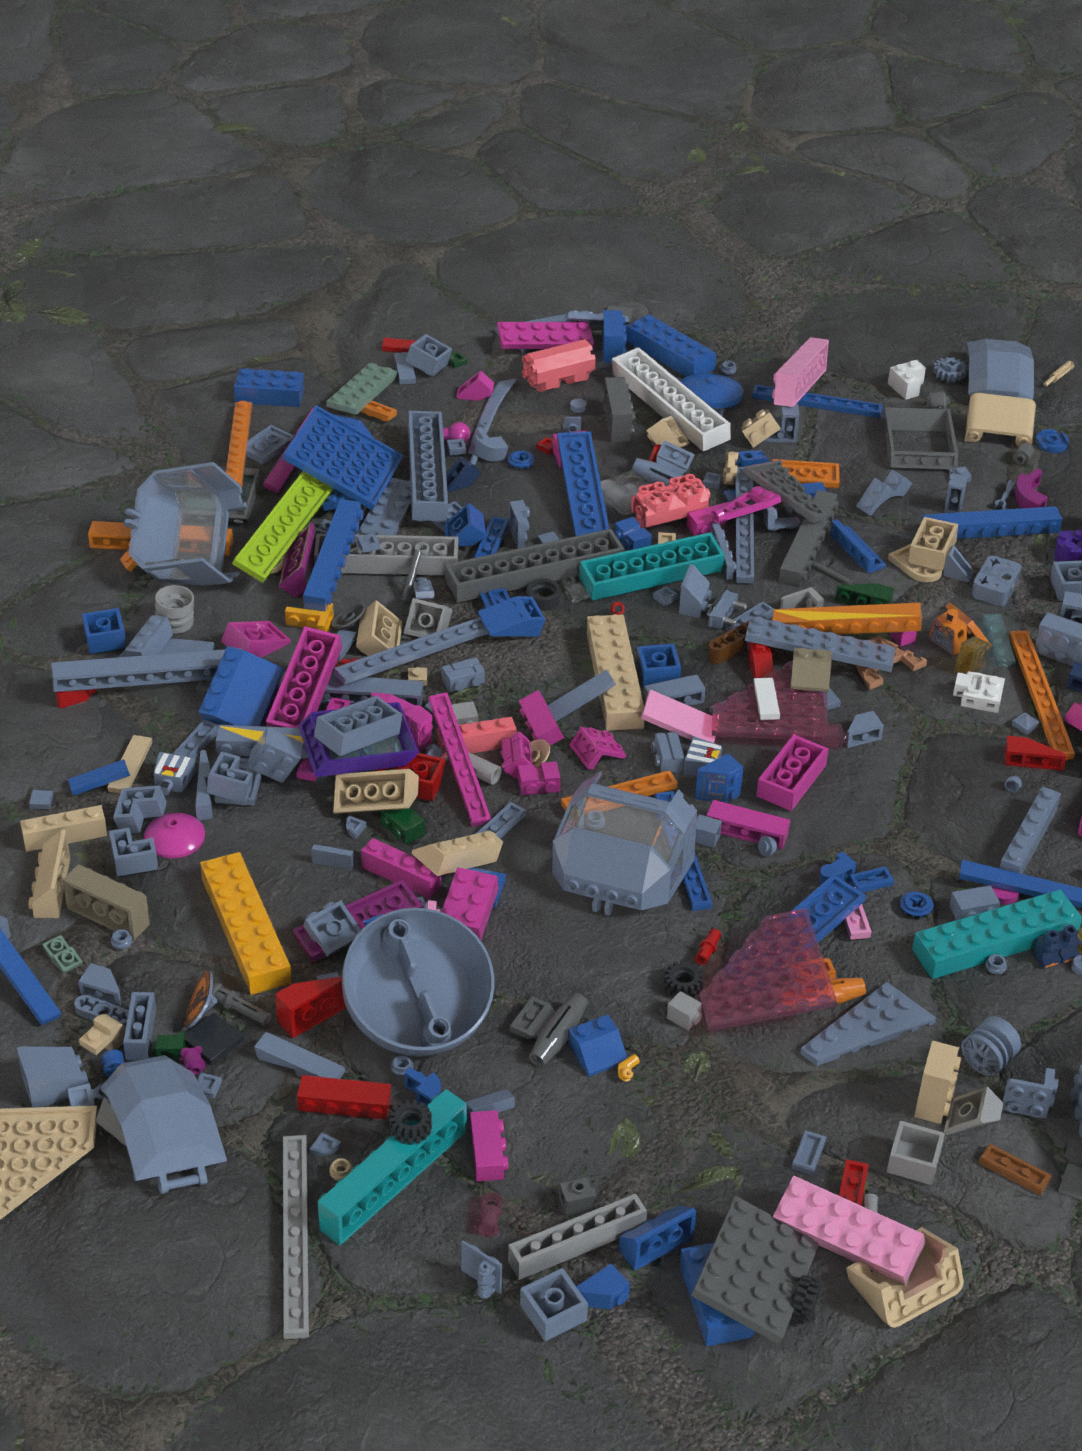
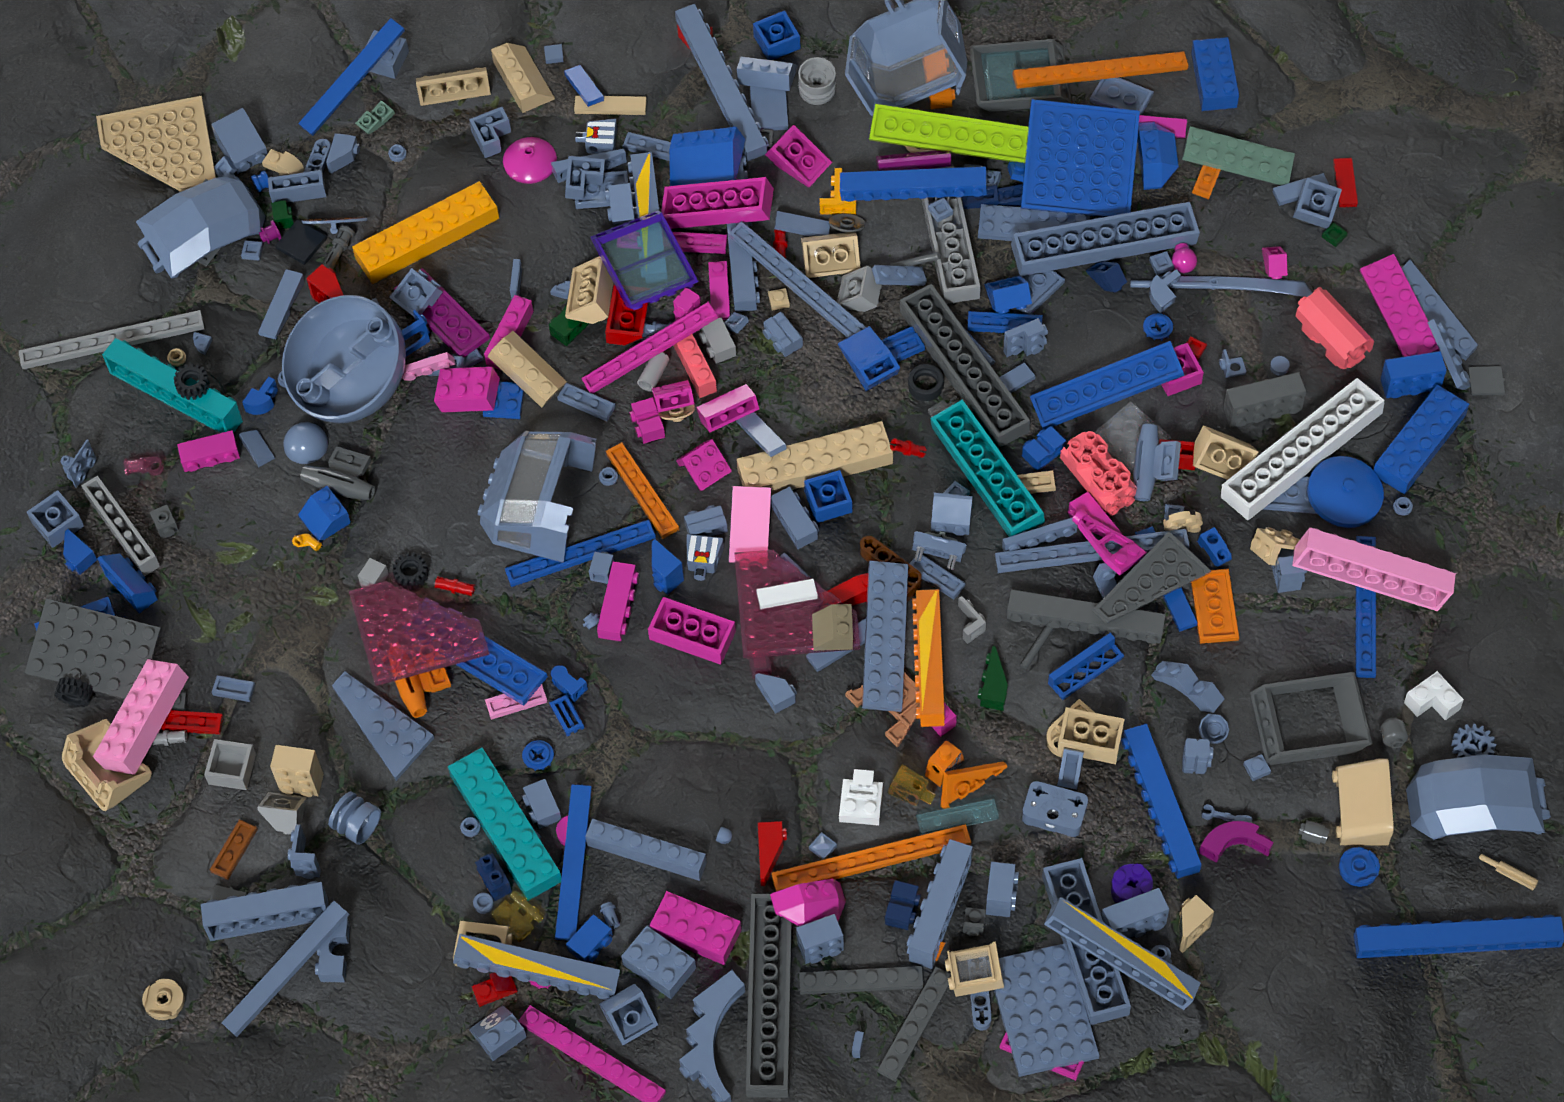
camera: 85 degrees right, 20 degrees up
(106, 901) = (426, 128): dark tan brick -> none
(136, 804) = (543, 119): sand blue brick -> none
(344, 1097) = (246, 343): red brick -> none
(358, 725) = (642, 250): sand blue brick -> none
(493, 1059) = (305, 443): none -> sand blue piece
(926, 487) = (1214, 728): none -> sand blue hair

